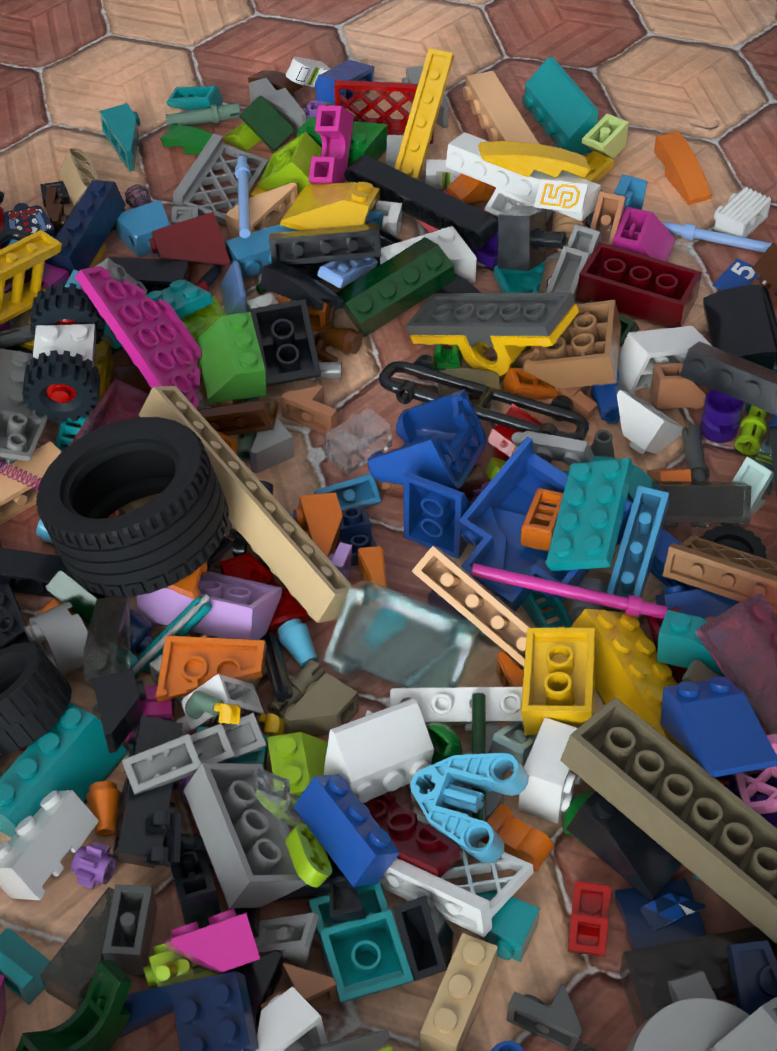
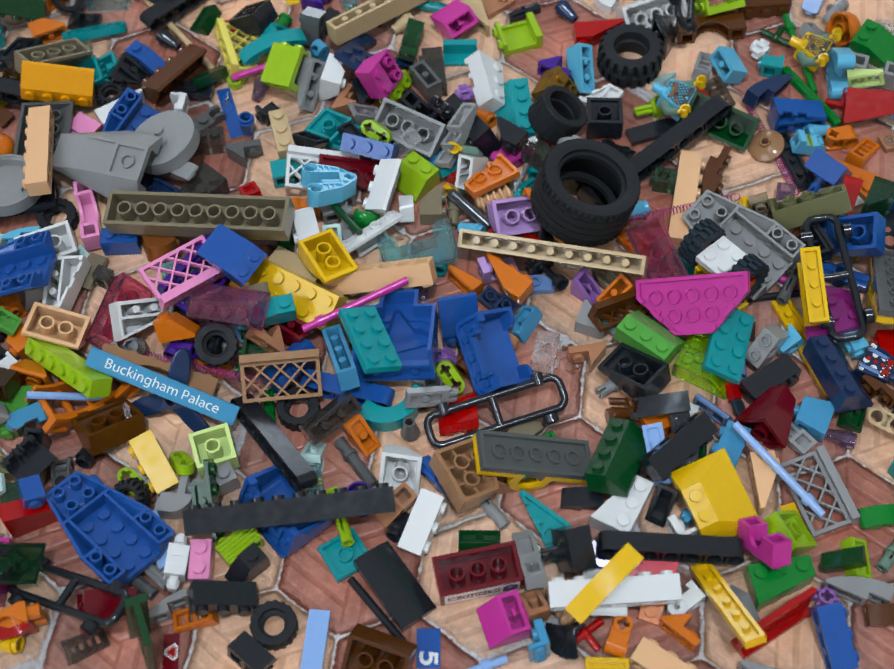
camera: 145 degrees right, 10 degrees up
(305, 71) = (872, 635): white leg -> none
(541, 520) = (398, 330): orange slope -> none
(560, 195) = (566, 574): white sticker -> none

